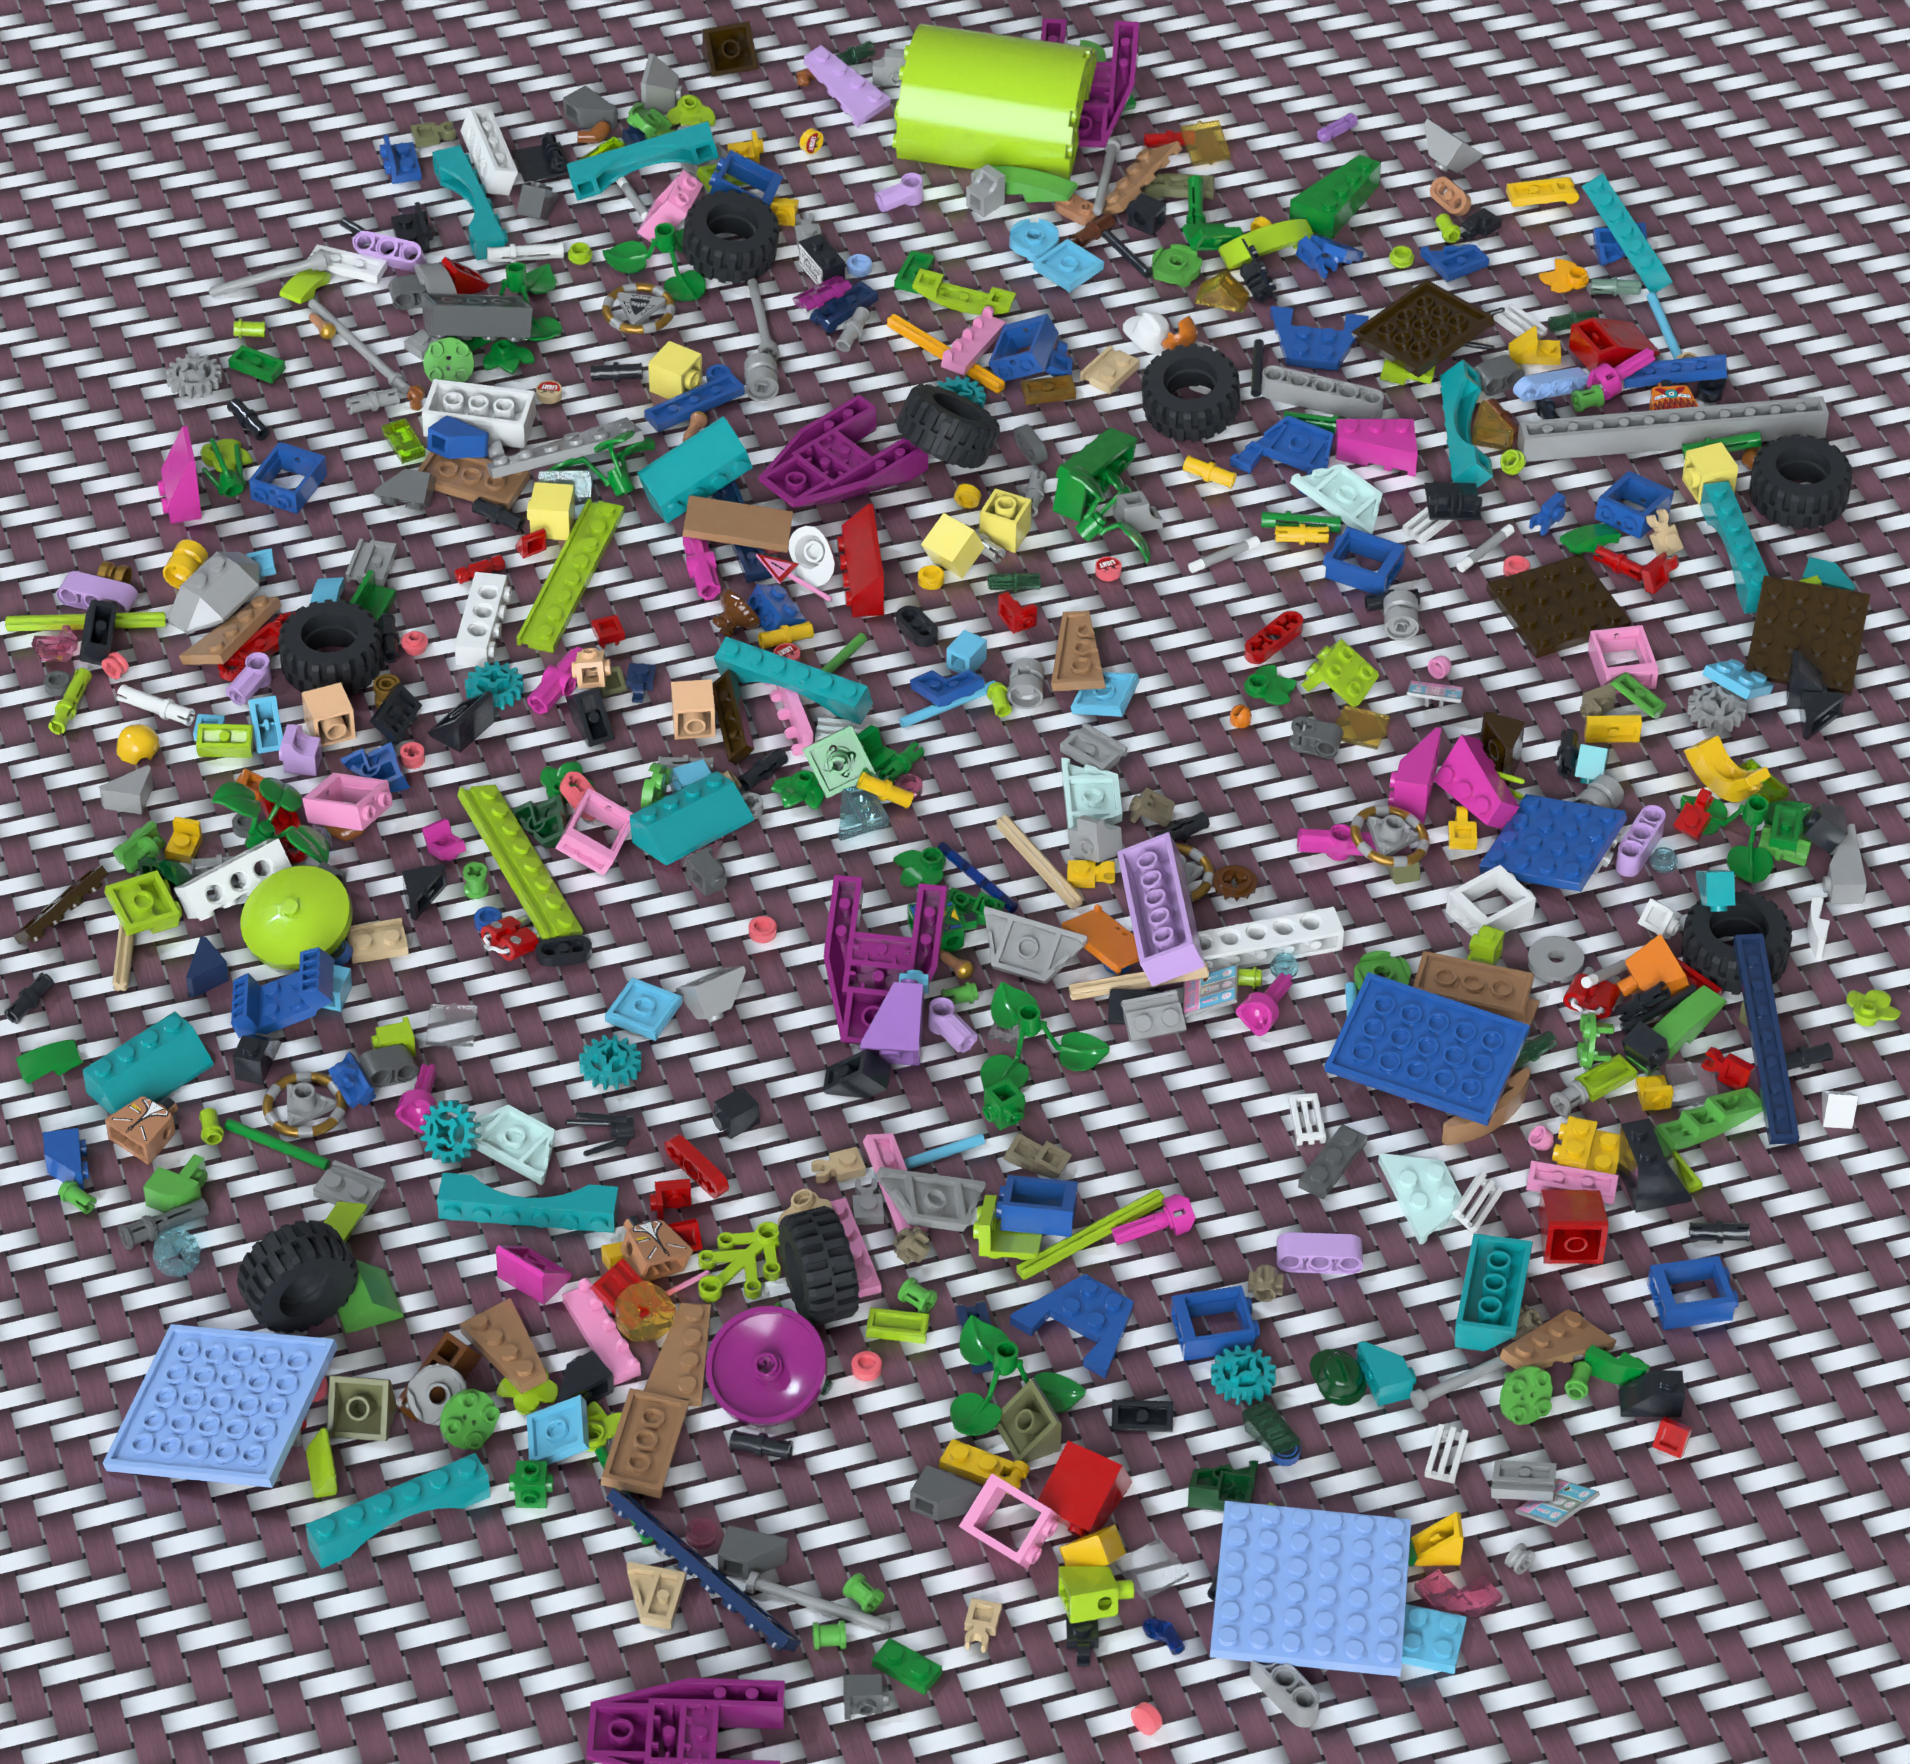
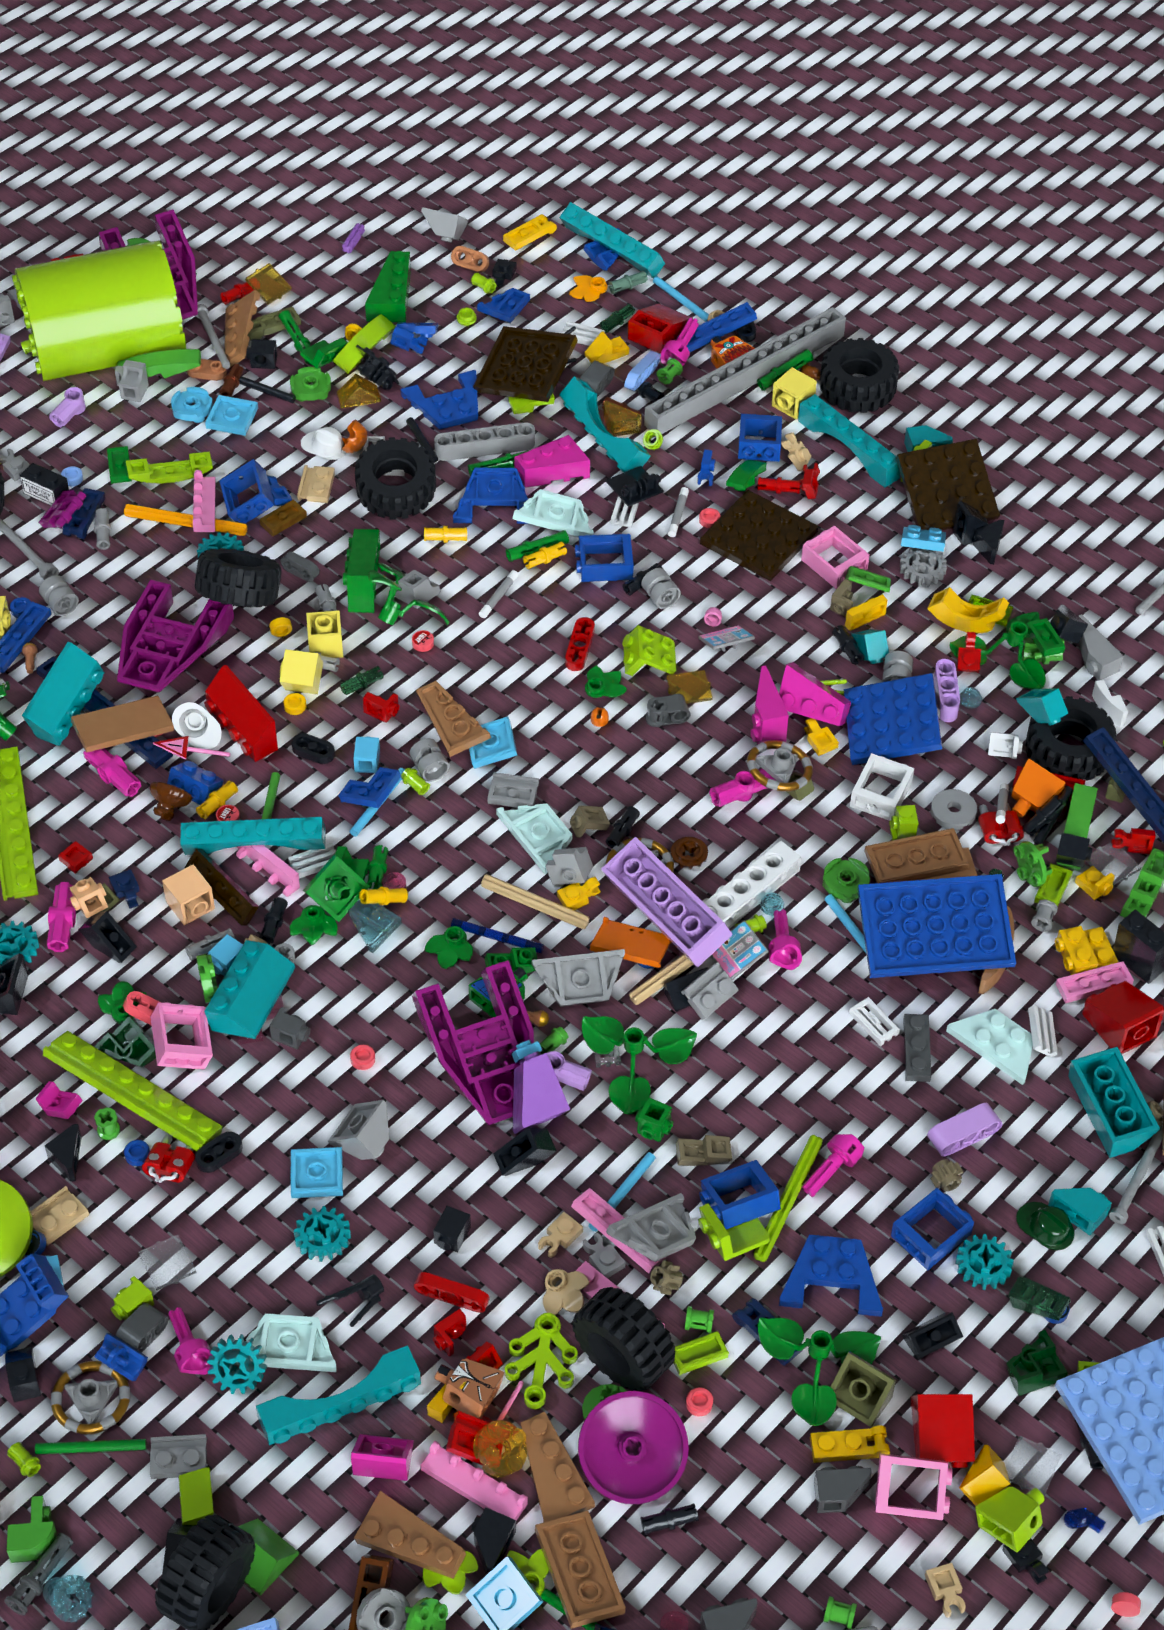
camera: 30 degrees left, 5 degrees up
(1502, 741) = (806, 653): dark brown slope -> none
(1541, 1138) = (1045, 954): bright pink hinge -> none

